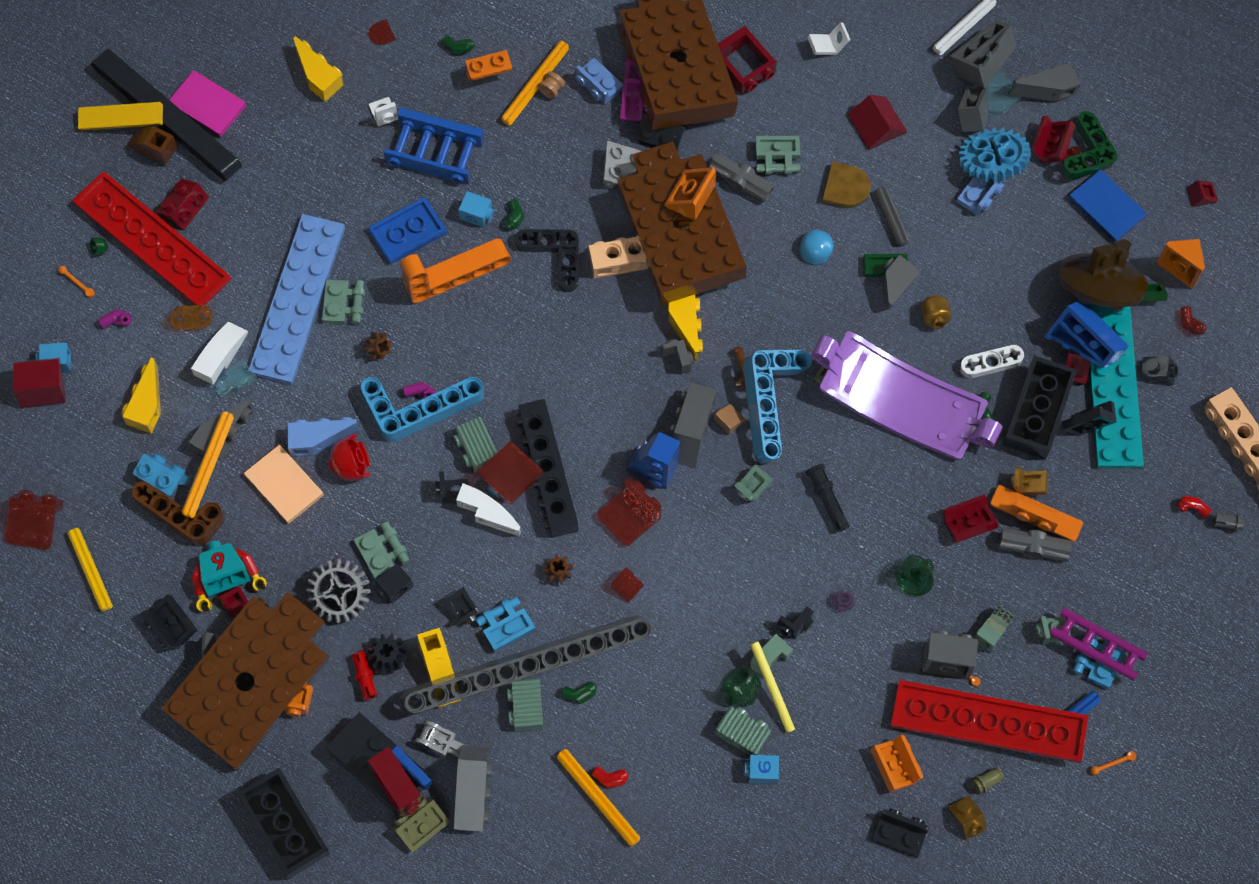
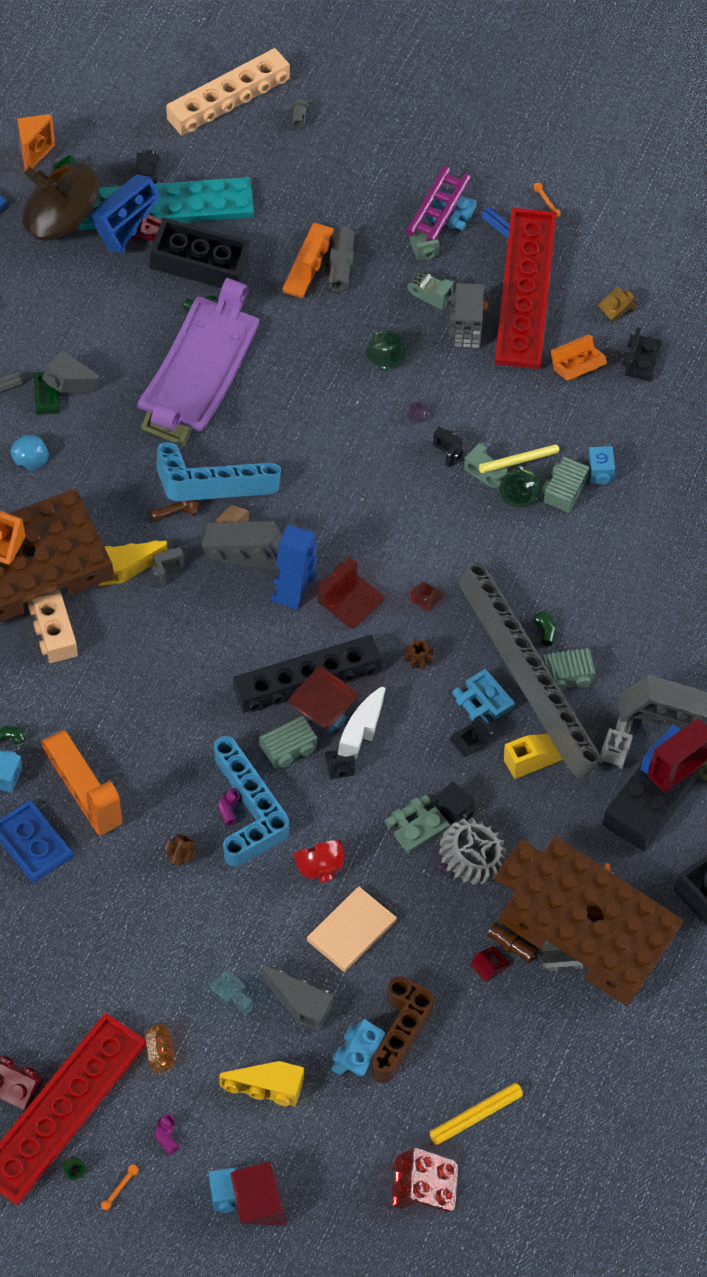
camera: 95 degrees left, 10 degrees down
(169, 623) = (528, 1018): black bracket -> none
(207, 464) = (347, 993): light orange axle -> none
(219, 352) = (201, 1012): white slope -> none
(221, 570) = (464, 971): teal torso -> none
(297, 299) = (124, 943): medium blue plate -> none
(313, 437) = (296, 901): medium blue slope -> none
(336, 299) = (126, 902): sand green plate -> none
(364, 675) = (558, 822): red pin -> none
(378, 657) = (532, 802): black gear -> none
(563, 248) = (47, 684): black beam -> none
(598, 797) = (650, 603): light orange axle -> none
(612, 779) = (631, 594): red arm -> none
(753, 484) = (305, 490): sand green bracket -> none
(824, 488) = (302, 431): black pin -> none
(935, 311) = (100, 344): pearl gold head -> none
(969, 519) = (324, 310): dark red bracket -> none
(987, 780) = (584, 294): olive pin -> none
(1009, 363) = (148, 308): white beam -> none
(1030, 482) = (277, 262): pearl gold bracket -> none
(1091, 419) = (208, 209): black bracket -> none
(1191, 324) = (95, 142): clear red arm -> none
(1195, 503) = (284, 139): red arm -> none

